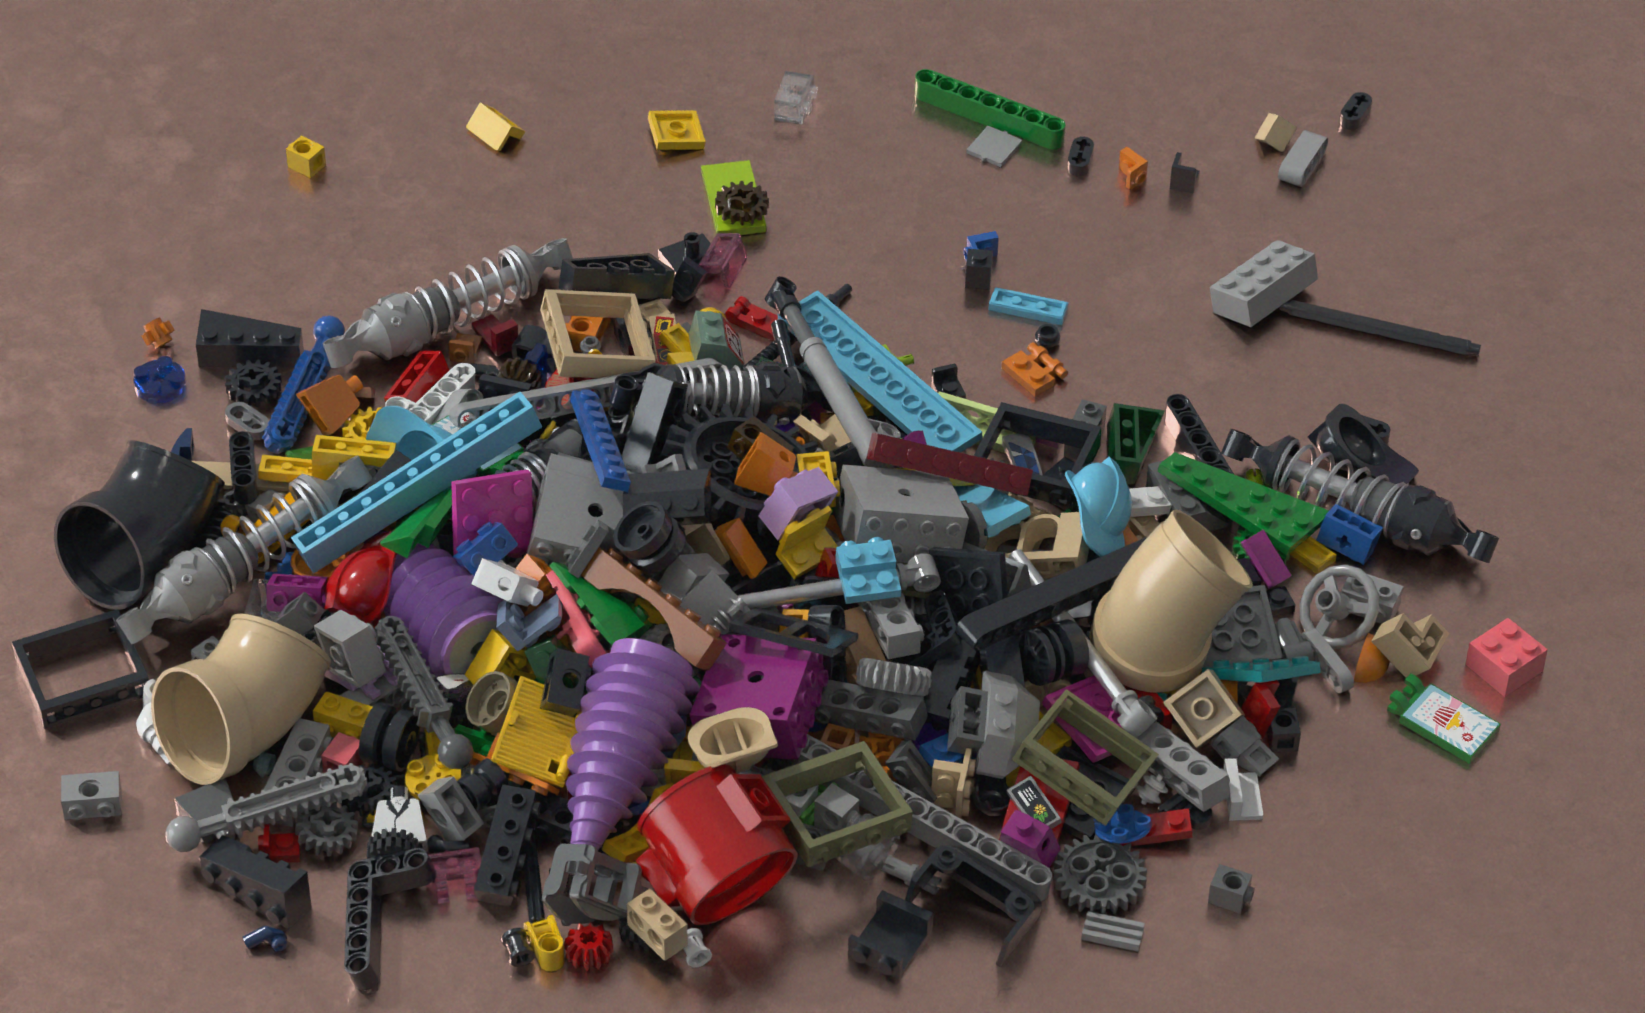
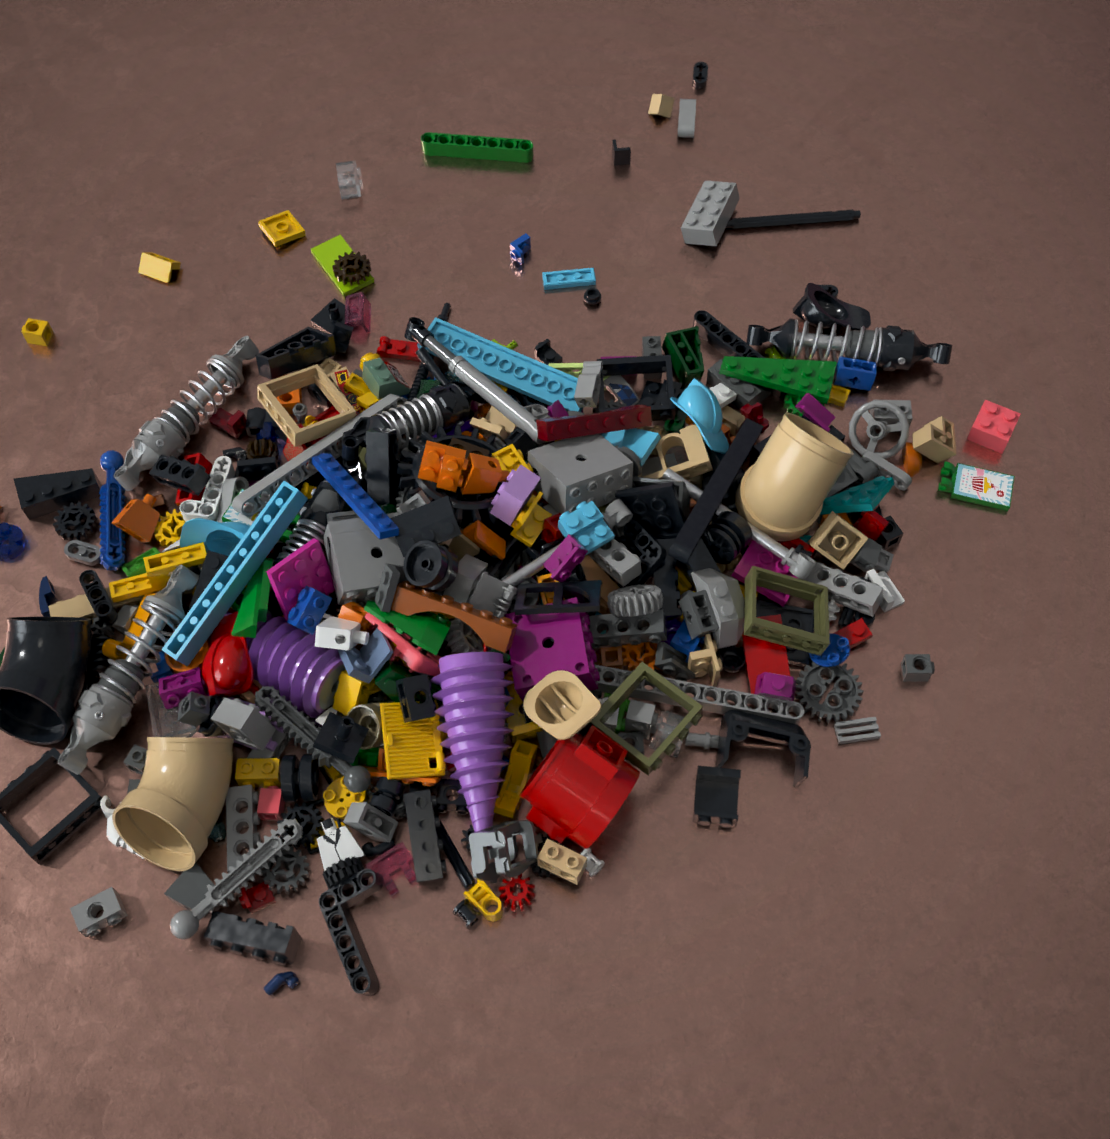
camera: 20 degrees left, 15 degrees up
(404, 366) = (180, 474): none -> black brick
(457, 697) = (341, 737): none -> black tile
(465, 348) = (212, 440): dark orange bracket -> none
(722, 438) = (443, 465): none -> orange plate
(824, 593) = (565, 558): none -> magenta bracket
(971, 426) = (589, 384): none -> light grey piece
(978, 269) = (527, 263): black brick -> none
(994, 146) = (491, 172): light grey piece -> none
(1031, 375) = (593, 327): orange plate -> none
(1032, 801) = (765, 657): tile -> none
(1084, 157) = (549, 161): black beam -> none
(1133, 166) = (587, 157): orange bracket -> none

